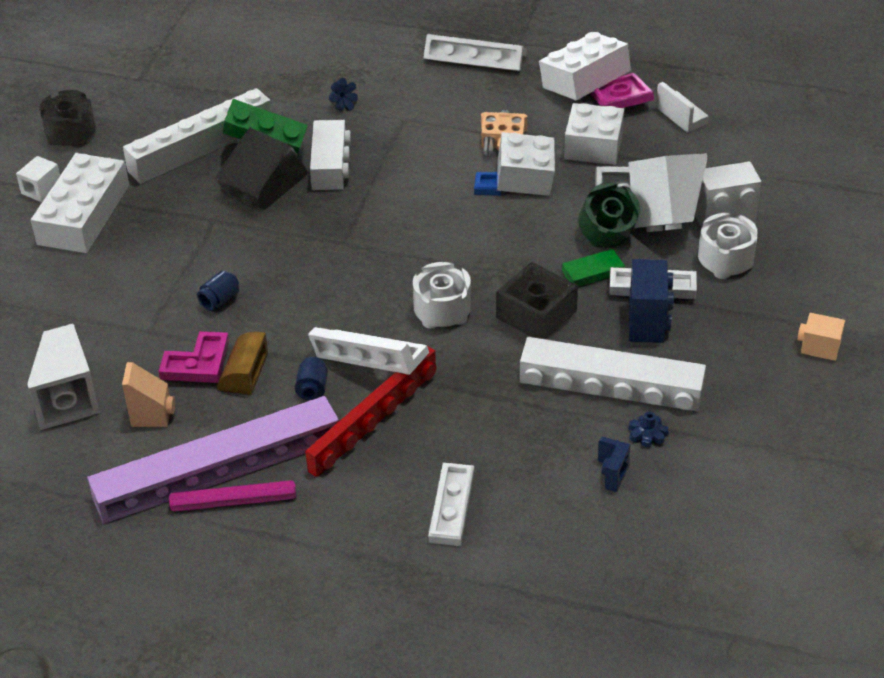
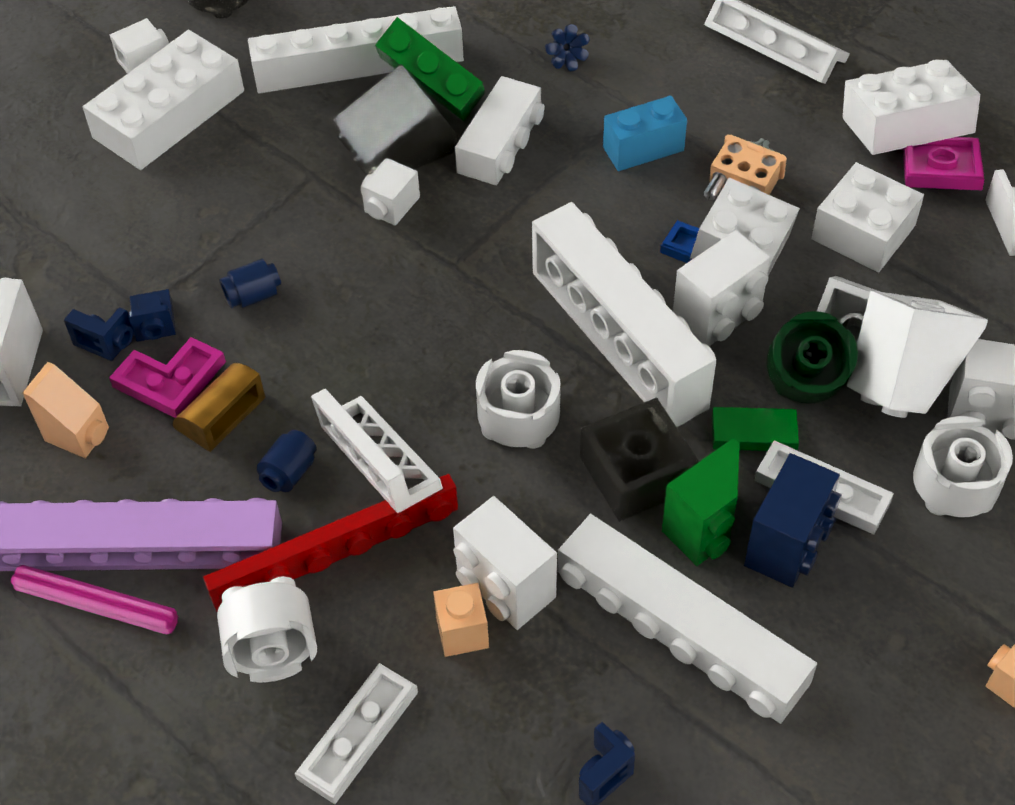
camera: 25 degrees right, 10 degrees up
(131, 350) = (98, 336): none -> dark blue bracket
(160, 330) = (152, 315): none -> dark blue bracket
(278, 210) = (390, 191): none -> white brick
(365, 464) = (266, 630): none -> white brick
(426, 128) = (644, 133): none -> dark azure brick
(475, 226) = (622, 313): none -> white brick
(481, 420) = (461, 619): none -> light nougat brick
(492, 378) = (507, 562): none -> white brick
(532, 196) = (721, 288): none -> white brick
(593, 310) = (703, 505): none -> green slope
(648, 428) = (688, 728): dark blue plant -> none

